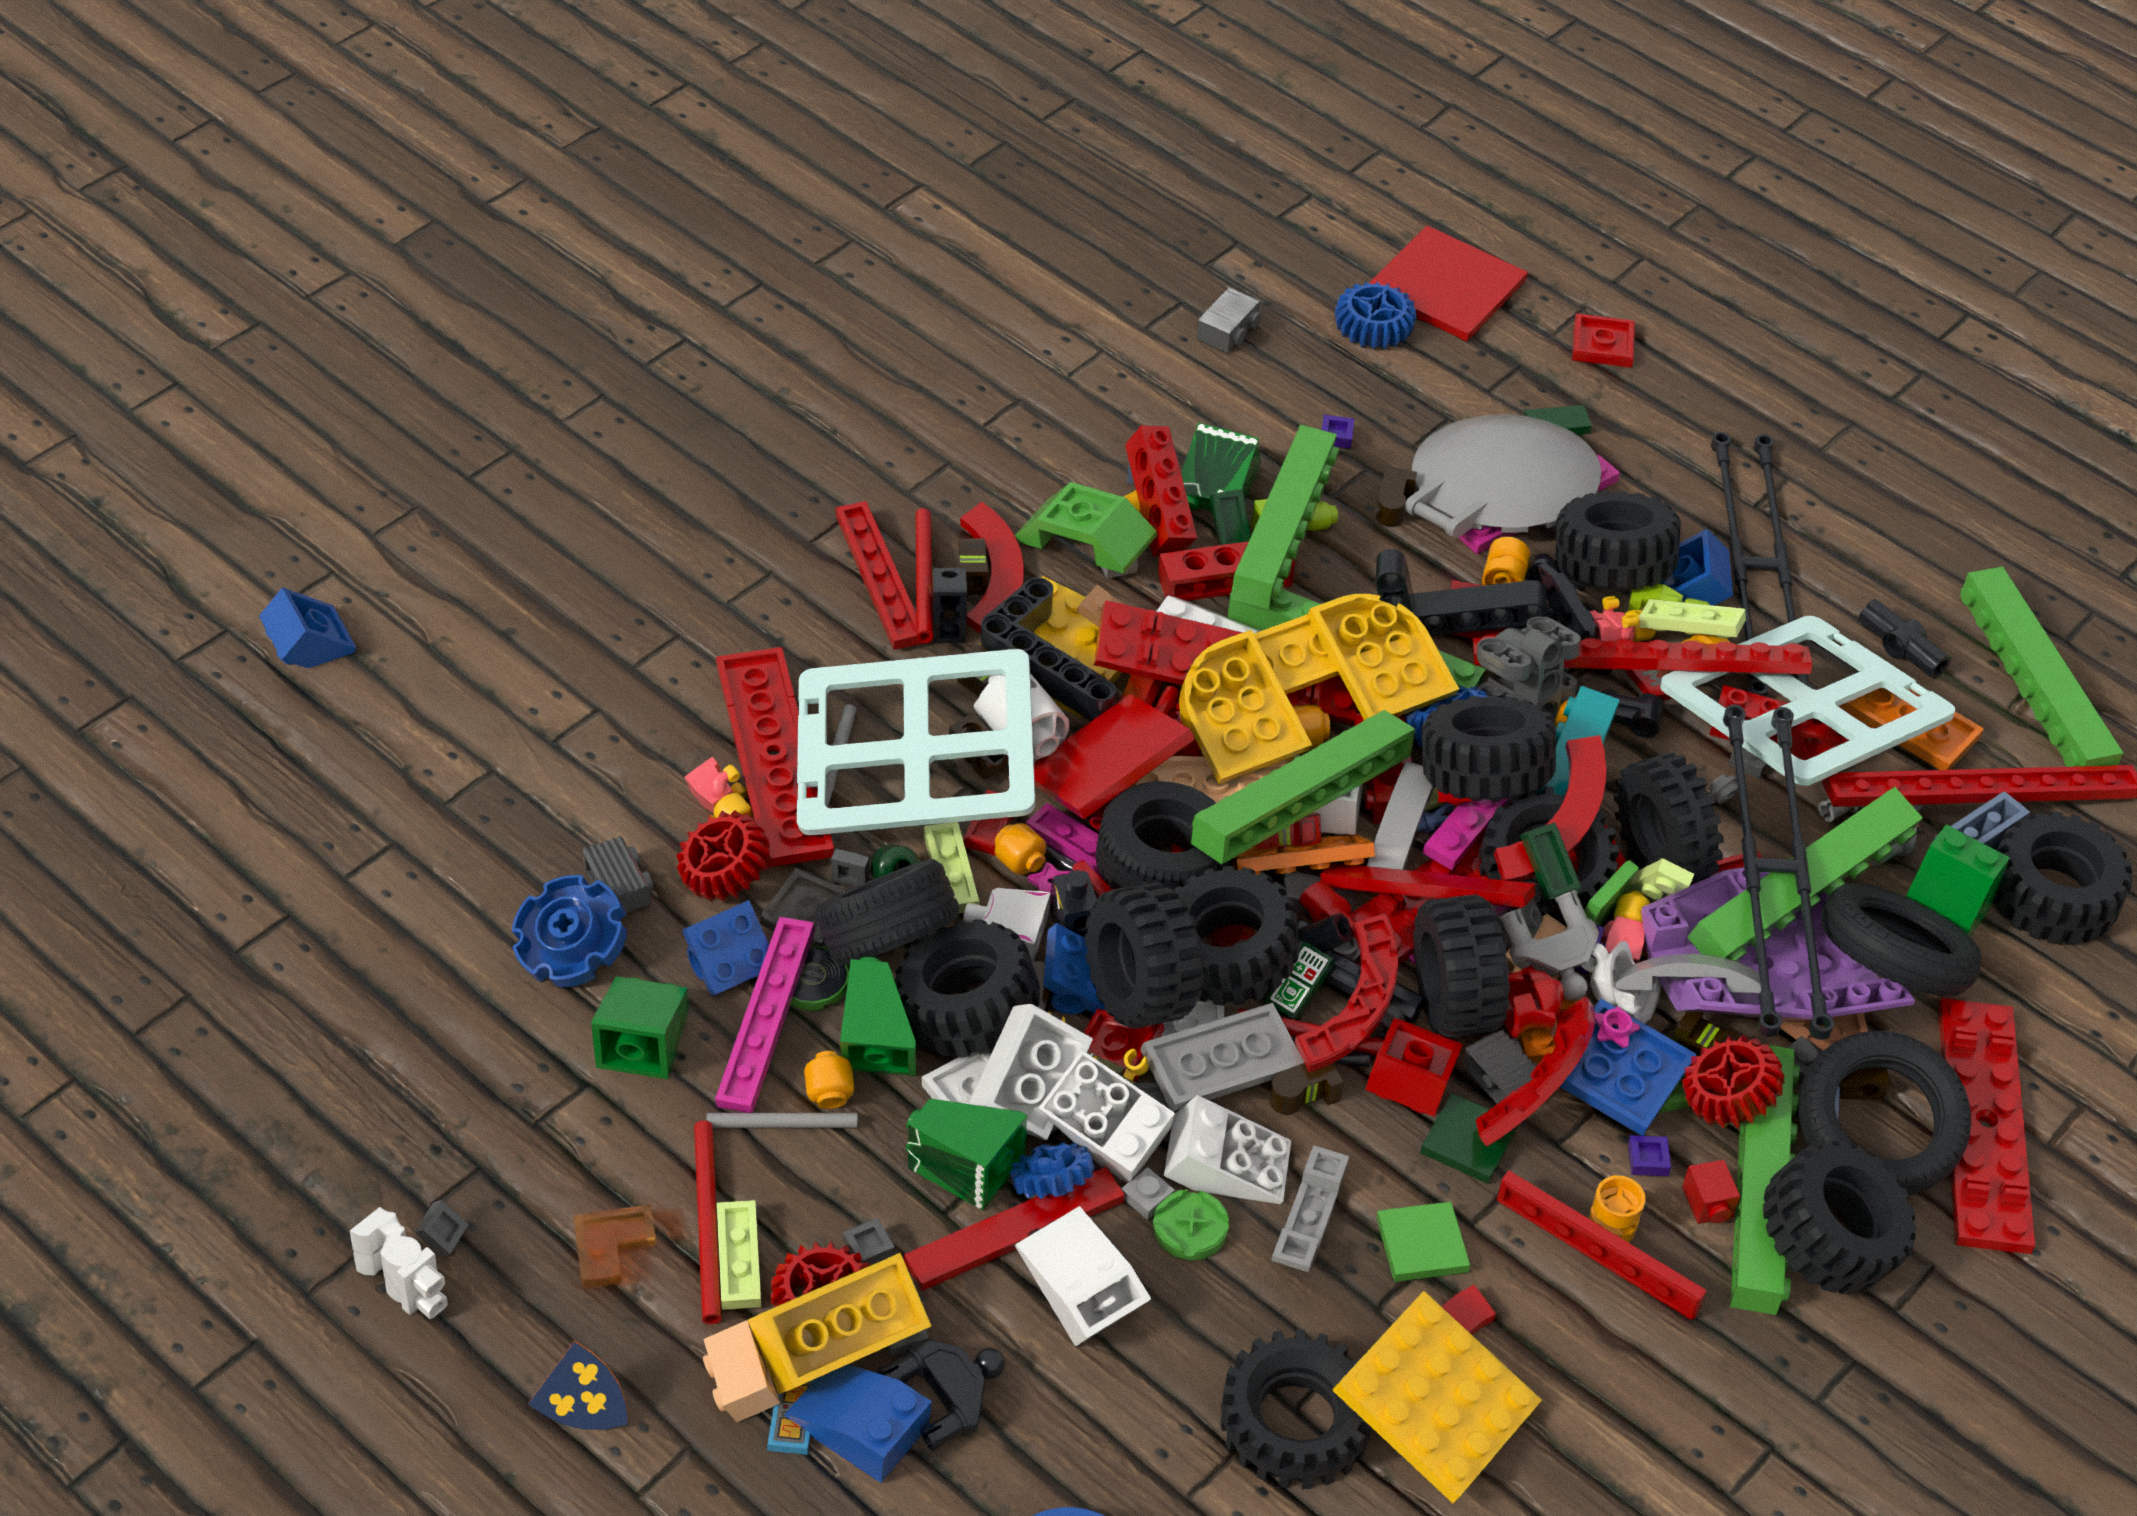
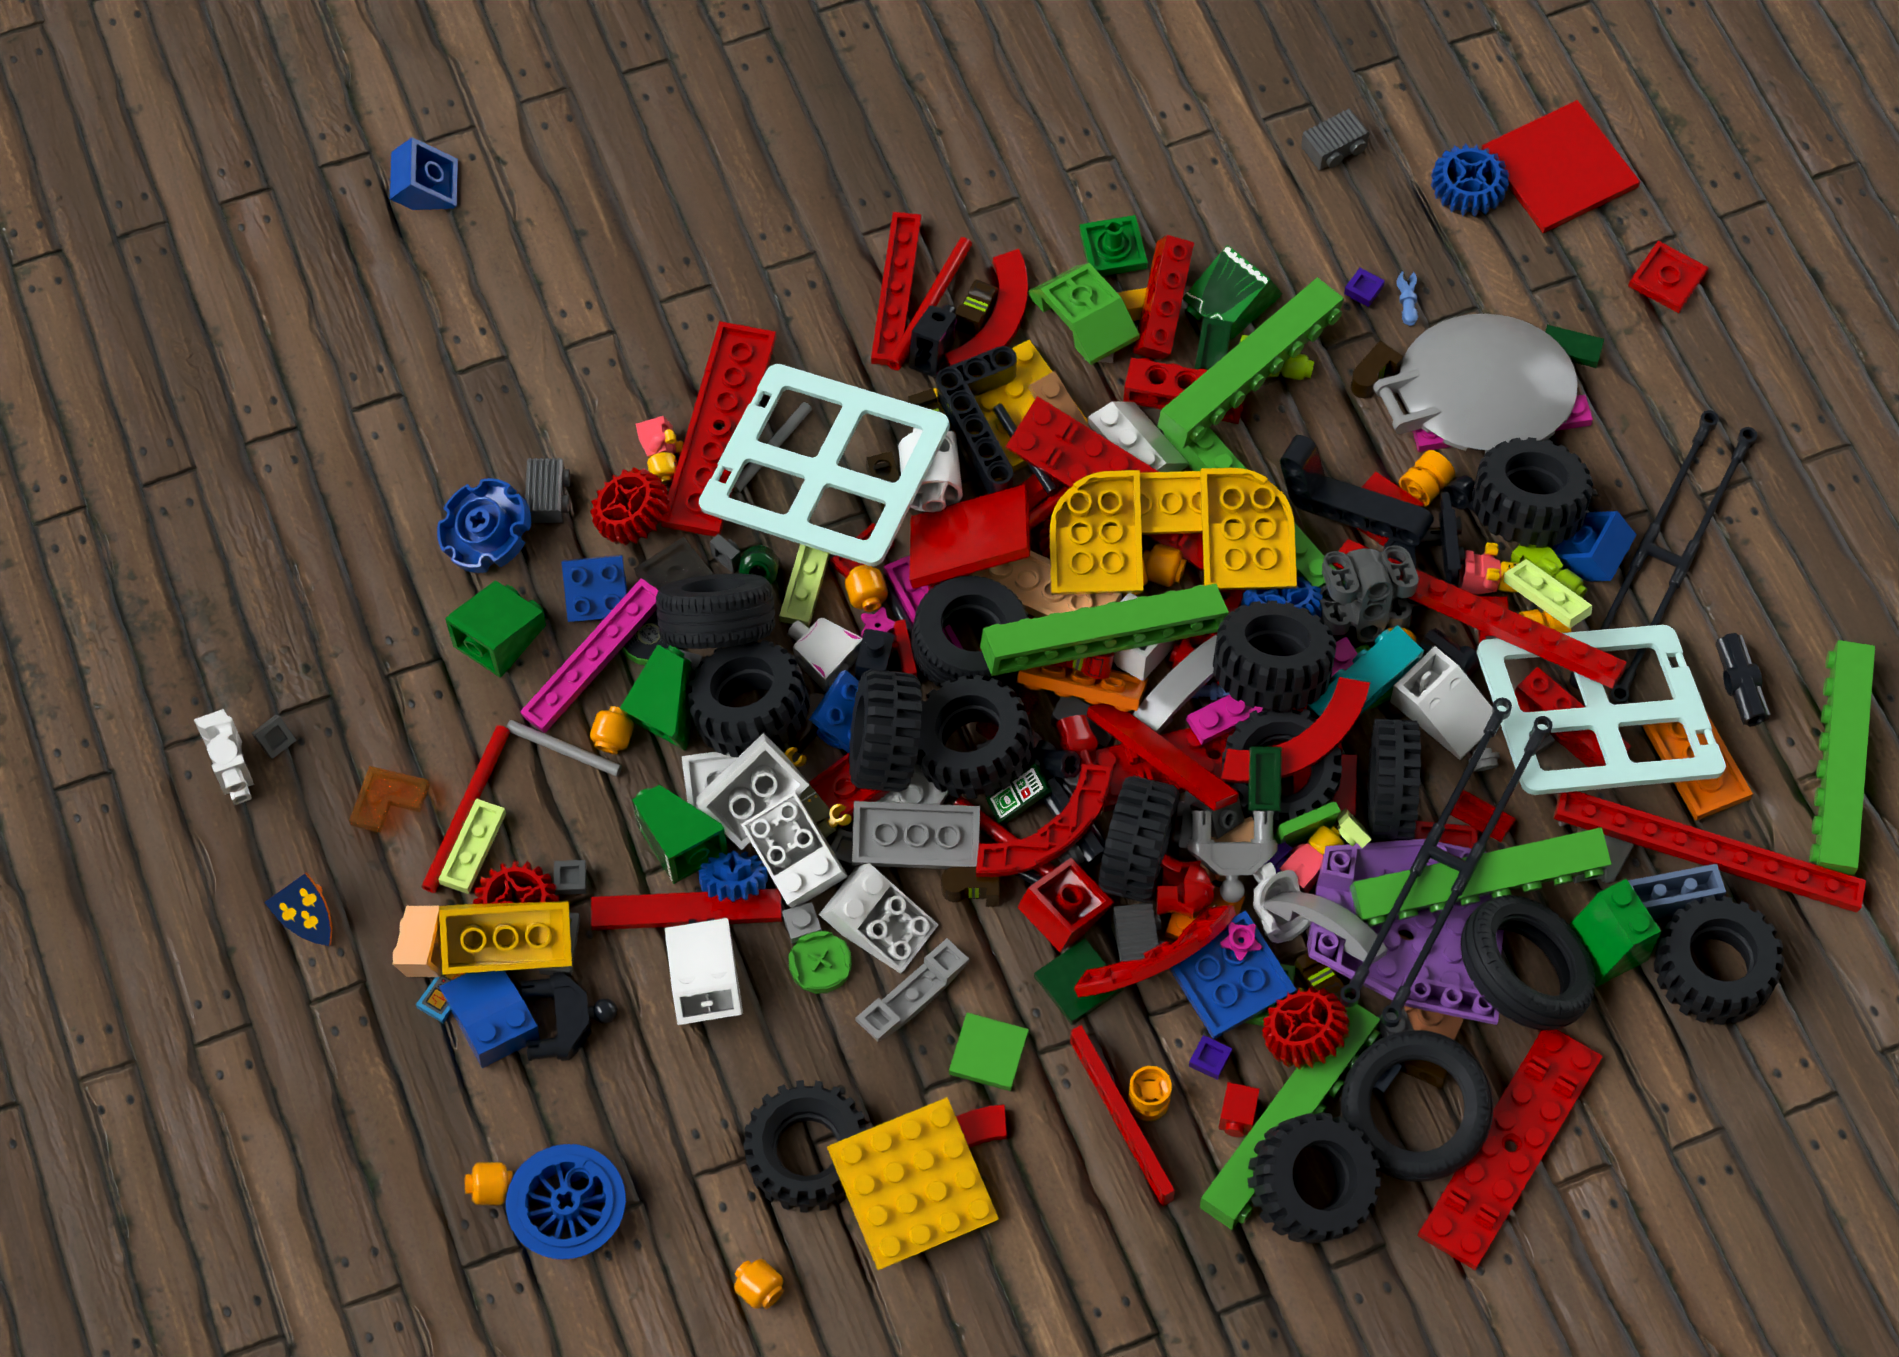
camera: 30 degrees right, 15 degrees up
(1074, 463) = (1113, 245): none -> green plate
(1087, 657) = (1010, 427): none -> black bar
(1382, 428) = (1408, 299): none -> medium blue piece
(1645, 733) = (1443, 702): none -> white slope
(1767, 839) = (1478, 813): none -> red tile

